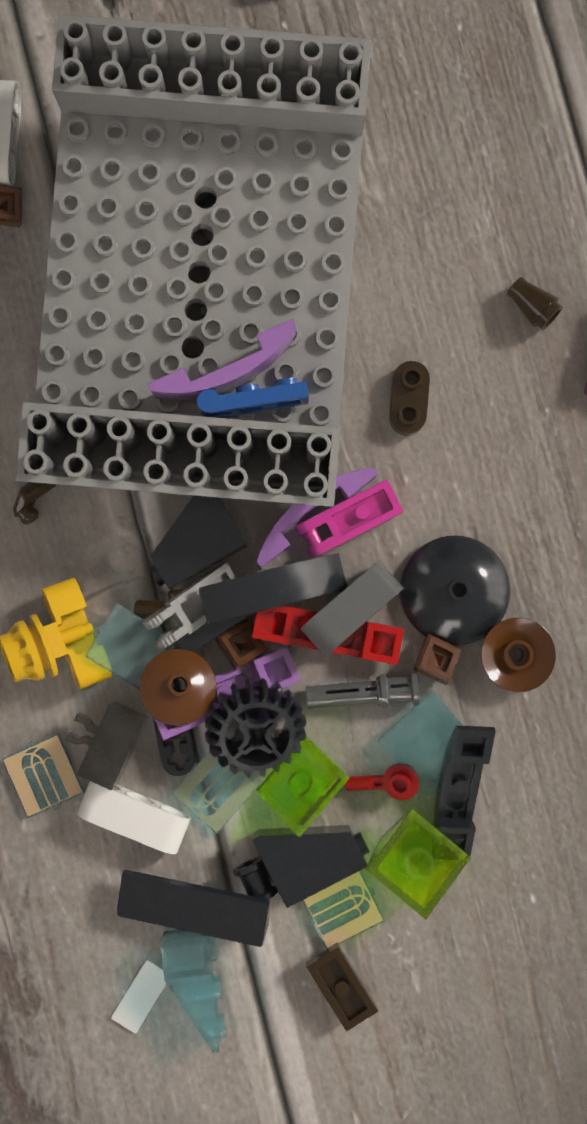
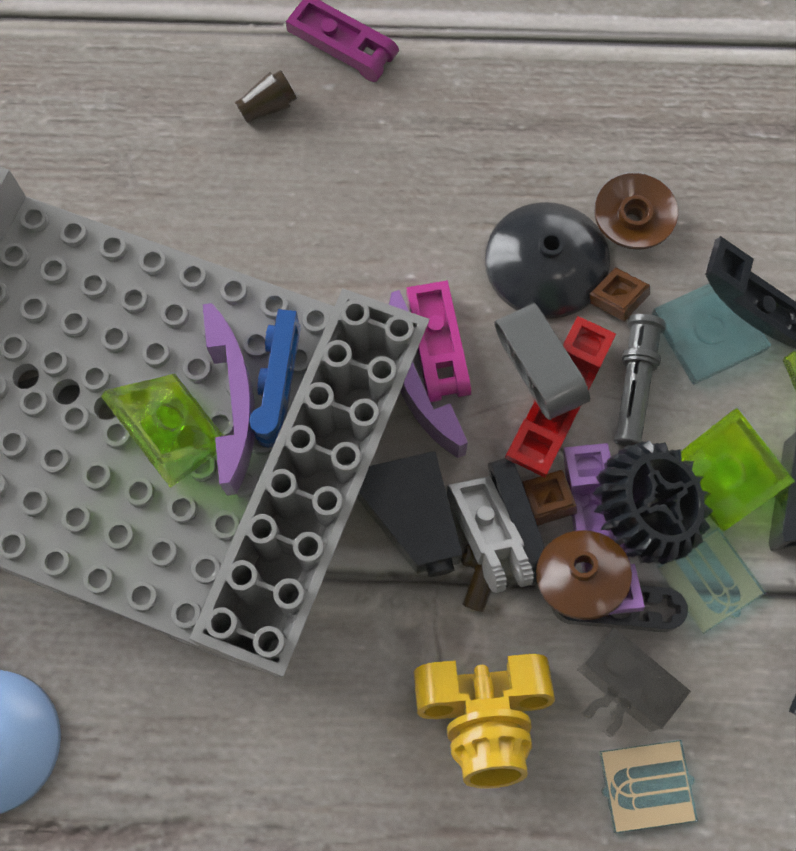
camera: 70 degrees left, 15 degrees down
(26, 499) = (295, 698): dark brown arm -> none
(124, 645) = (516, 628): clear light blue piece -> none
(134, 817) = (725, 682): white beam -> none
(187, 324) = (165, 424): none -> clear neon green slope
(272, 588) = (495, 442): black slope -> none
(399, 782) = (747, 367): red plate -> none
(410, 397) = (321, 246): dark brown plate -> none

